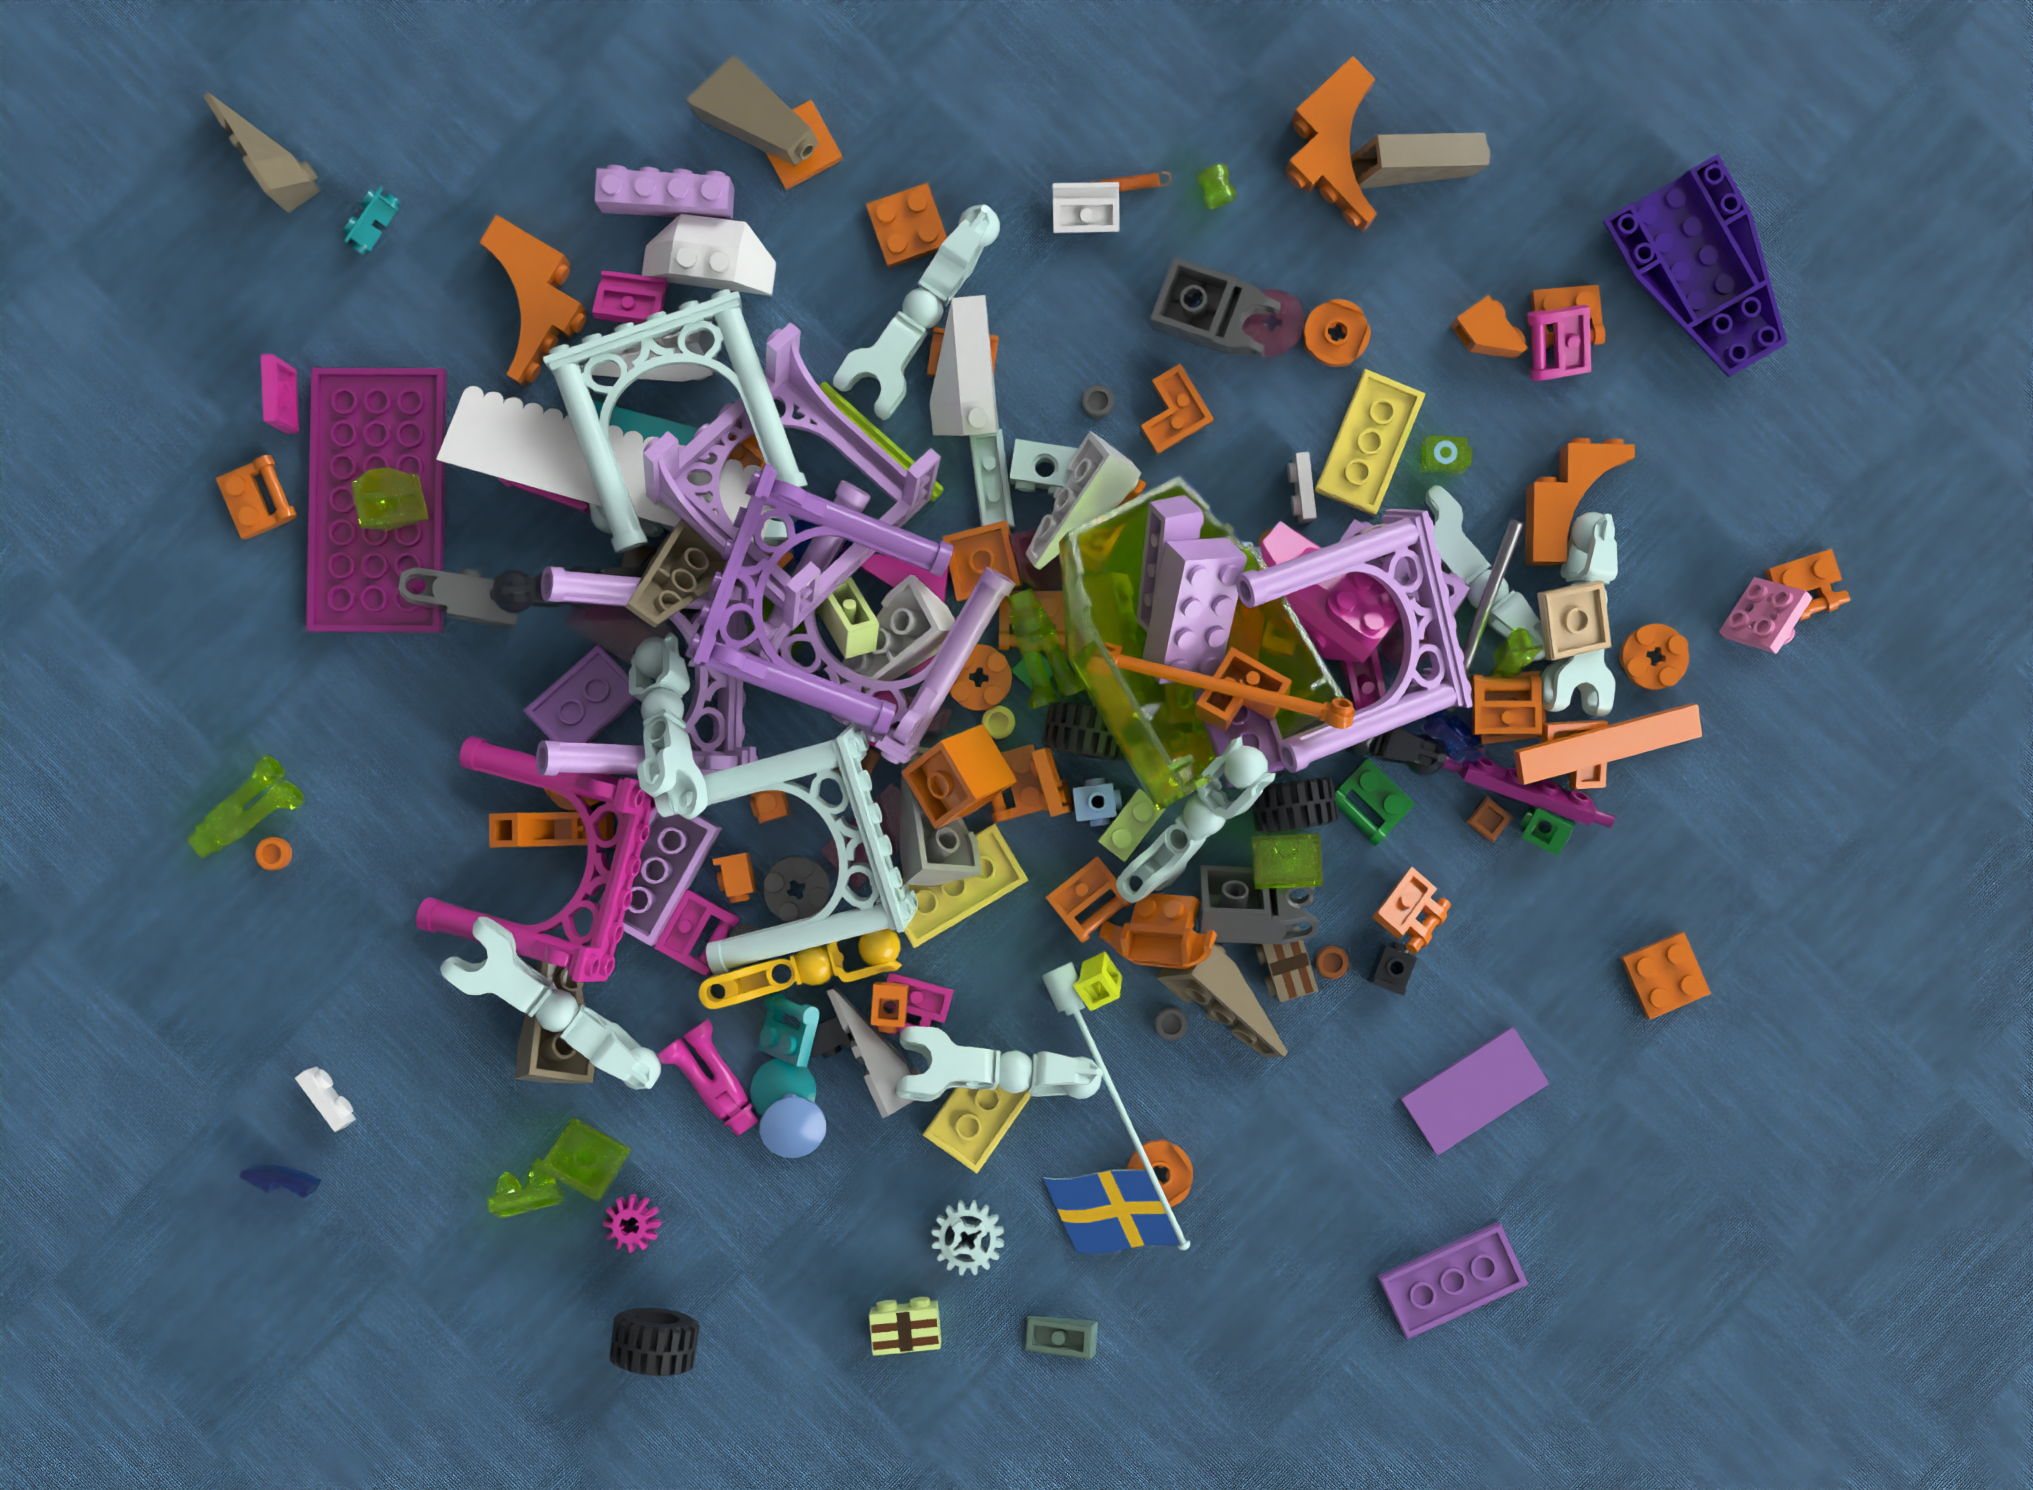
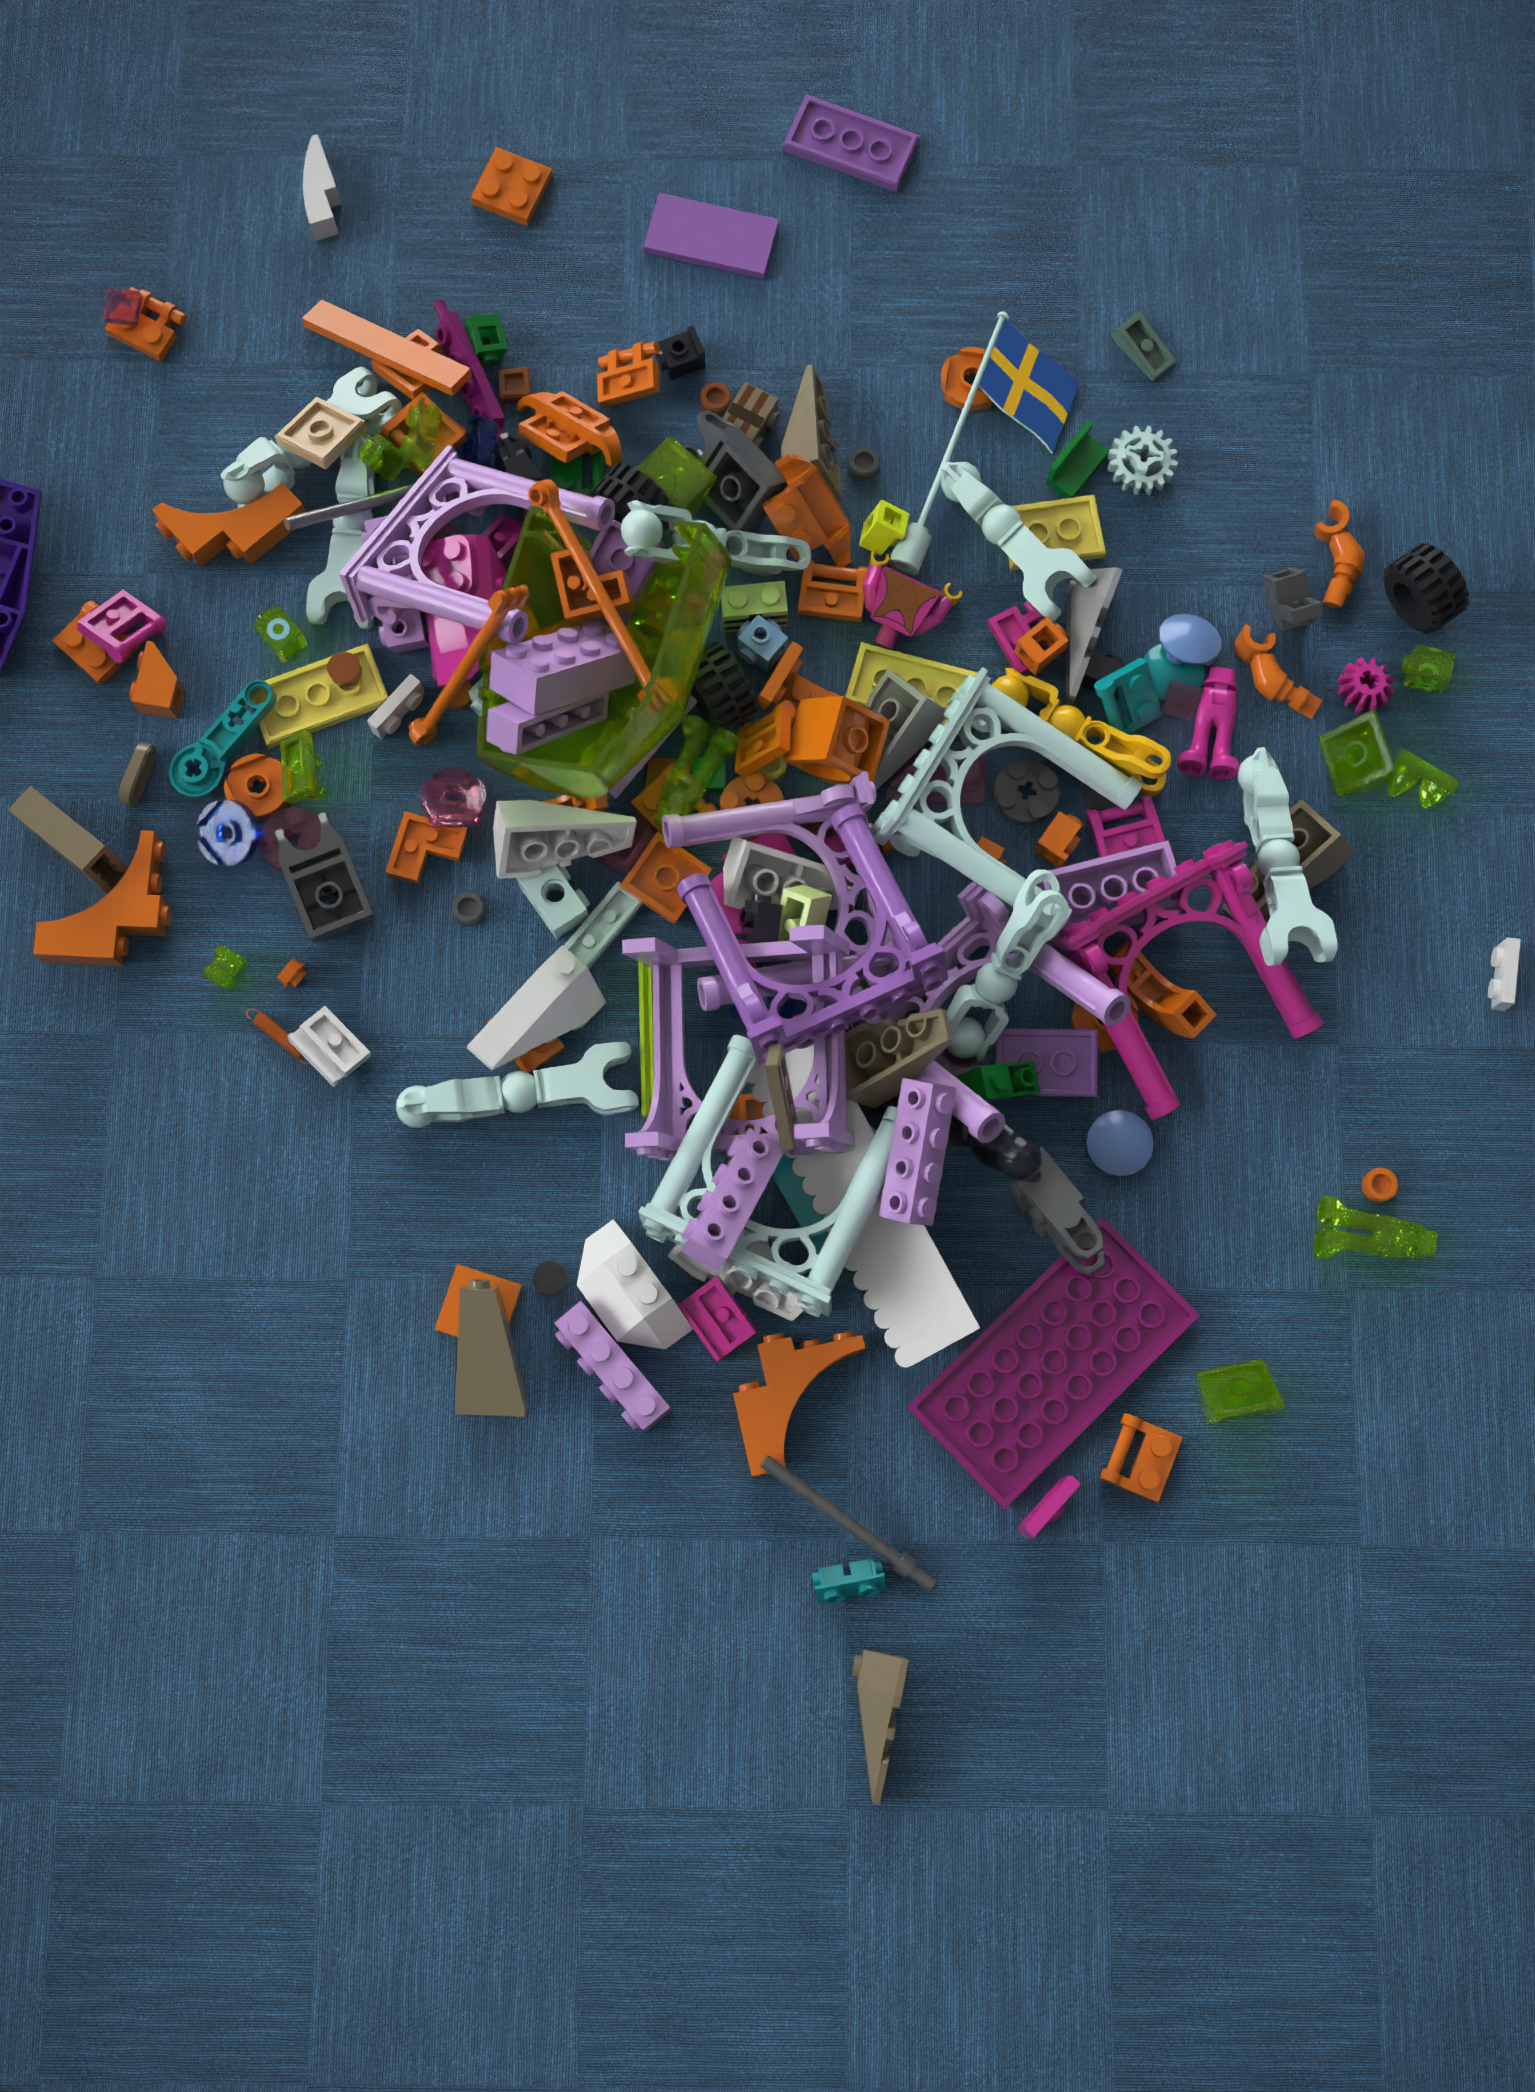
camera: 135 degrees left, 10 degrees down
(229, 604) = (1238, 1391): none -> clear neon green slope
(347, 266) = (902, 1563): none -> flat silver bar
(388, 499) = (1042, 1344): clear neon green slope -> none
(480, 699) = (1119, 1143): none -> medium blue dish
(588, 524) = (920, 1153): none -> lavender brick
(598, 647) = (1002, 1081): none -> green slope
(599, 1284) = (1428, 668): none -> clear neon green brick
(679, 361) = (732, 1201): none -> lavender brick
(710, 1158) = (1268, 675): none -> orange piece
(713, 458) = (781, 1095): none -> dark tan tile
(740, 1313) = (1347, 555): none -> orange piece
(749, 1234) = (1289, 599): none -> dark grey brick
(752, 1073) = (1182, 700): none -> clear pink tile
(771, 211) = (550, 1279): none -> clear smoke tile
(874, 585) = (759, 920): none -> black brick
(905, 1326) = (1243, 445): brick -> none
(907, 225) = (464, 1167): orange plate -> none
(1007, 723) = (764, 739): none -> orange plate
(1012, 1185) = (1076, 463): none -> green panel
(1026, 938) = (902, 602): none -> torso
(1167, 231) = (292, 973): none -> orange plate
(1185, 443) = (453, 814): none -> clear pink plate
(1265, 493) = (500, 604): none -> orange hinge
(1317, 292) = (245, 832): none -> clear blue plate
(1325, 375) = (299, 767): none -> clear neon green tile
(1369, 475) = (344, 669): none -> dark orange tile
(1396, 331) = (219, 744): none -> teal beam
(1408, 819) = (568, 427): none -> orange plate
(1429, 254) = (137, 774): none -> dark tan tile
(1512, 704) = (422, 422): none -> clear neon green hinge
(1671, 647) = (293, 360): orange plate -> none
(1772, 618) = (194, 313): bright pink plate -> none
(1800, 818) = (319, 191): none -> white slope
(1835, 574) = (122, 306): none -> clear pink tile

